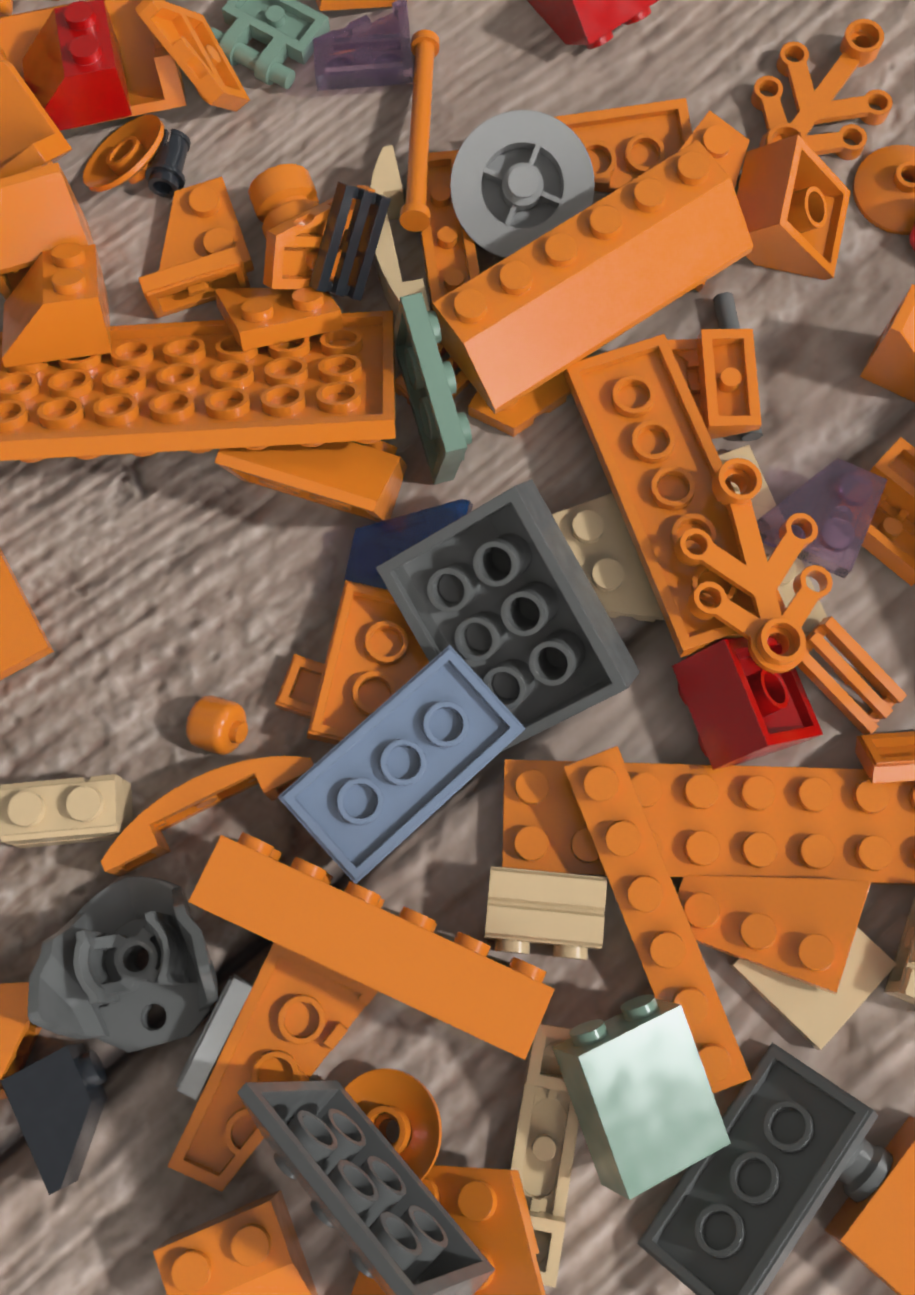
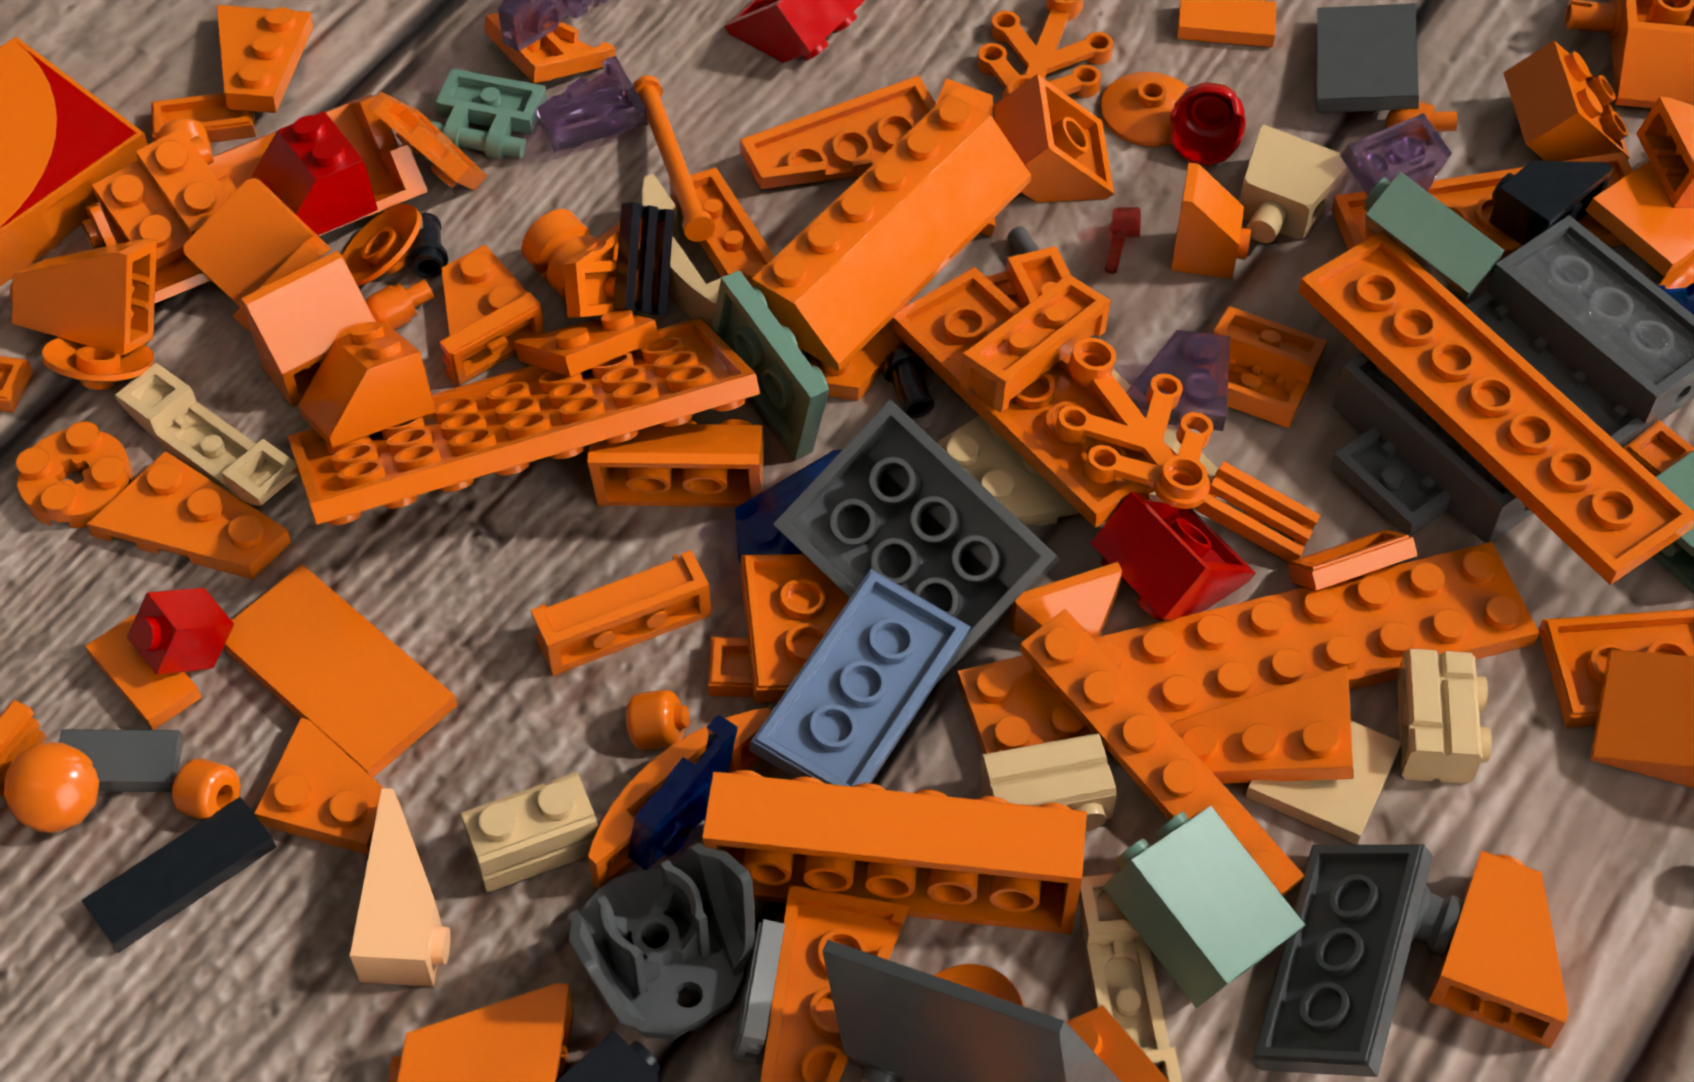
camera: 20 degrees left, 20 degrees down
(121, 220) = (397, 305): none -> orange cylinder
(180, 847) = (682, 799): none -> clear blue wing
(218, 607) = (622, 613): none -> orange container
(519, 180) = (787, 171): light grey wheel -> none
(563, 435) = (904, 371): none -> black pin
(634, 728) = (1085, 596): none -> orange slope
(688, 442) = (1033, 341): none -> orange container
(830, 316) = (1124, 224): none -> clear red hand

